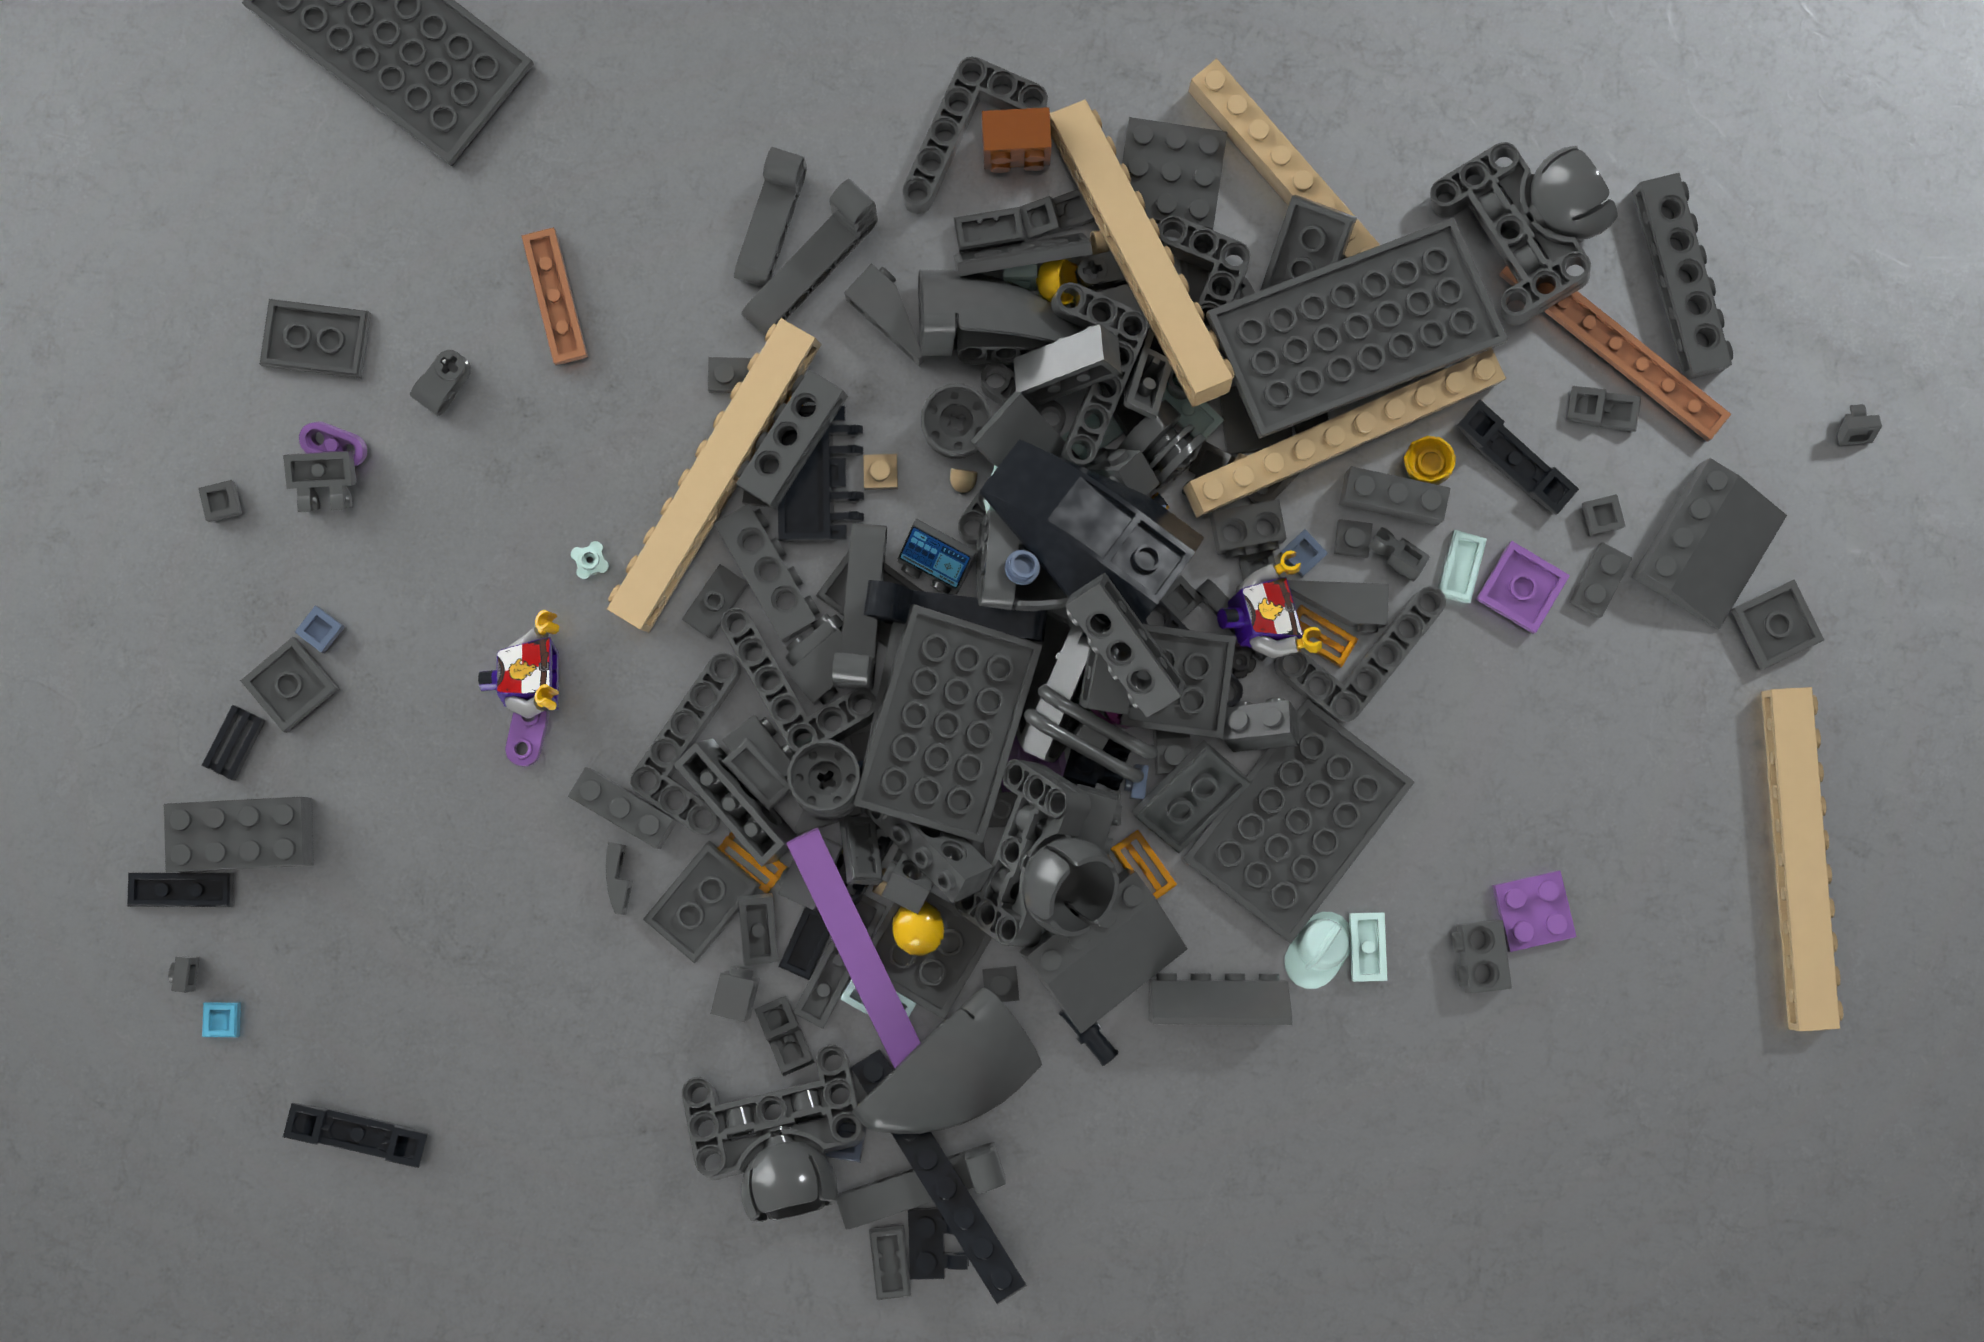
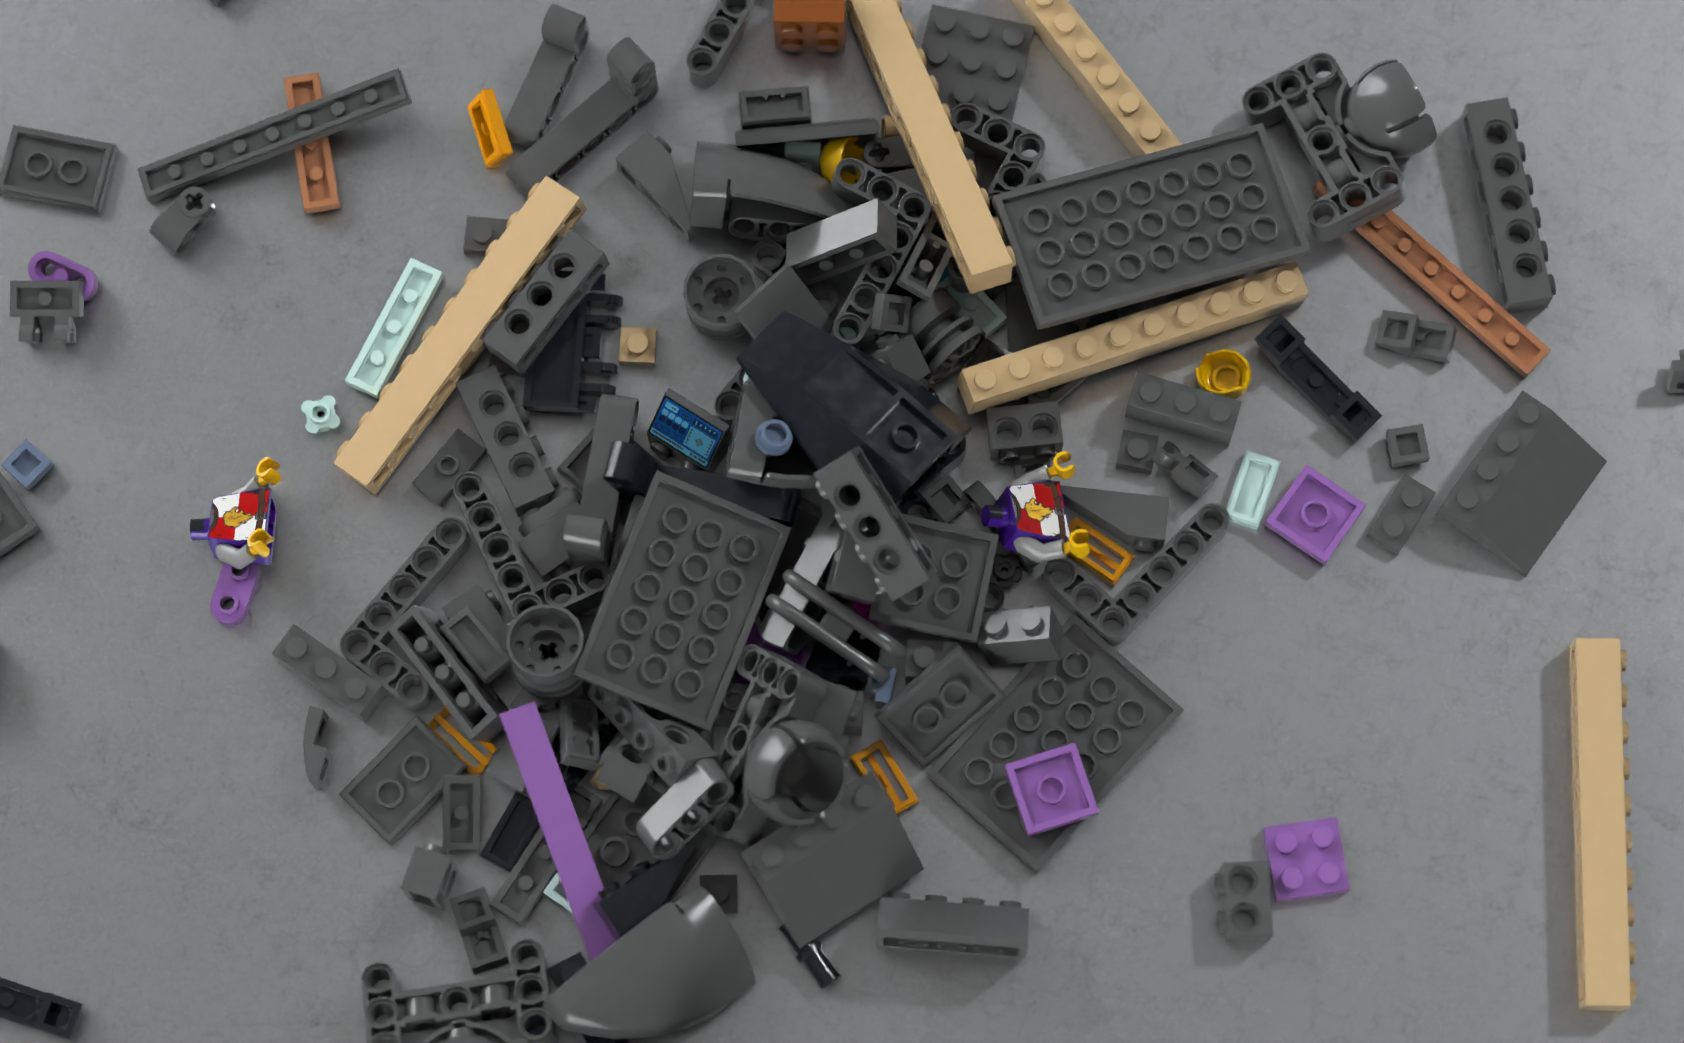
camera: 10 degrees right, 10 degrees down
(519, 293) = (274, 135): none -> dark grey tile
(650, 471) = (394, 328): none -> light aqua plate
(722, 270) = (489, 128): none -> light orange tile
(918, 932) = (623, 820): yellow hair -> none
(931, 1001) = (640, 896): none -> black slope
(963, 480) = (724, 360): tan hinge -> none
(967, 920) = (685, 809): none -> dark grey beam
(1055, 214) = (846, 98): dark grey slope -> none
(1120, 431) = (891, 312): none -> dark grey plate
(1300, 869) = (1051, 789): none -> medium lavender plate
(1307, 551) = (1087, 461): sand blue plate -> none
(1308, 240) = (1110, 133): dark grey tile -> none
(1318, 950) = (1068, 884): light aqua piece -> none
(1368, 947) = (1121, 882): light aqua plate -> none
(1777, 624) = (1589, 573): dark grey plate -> none

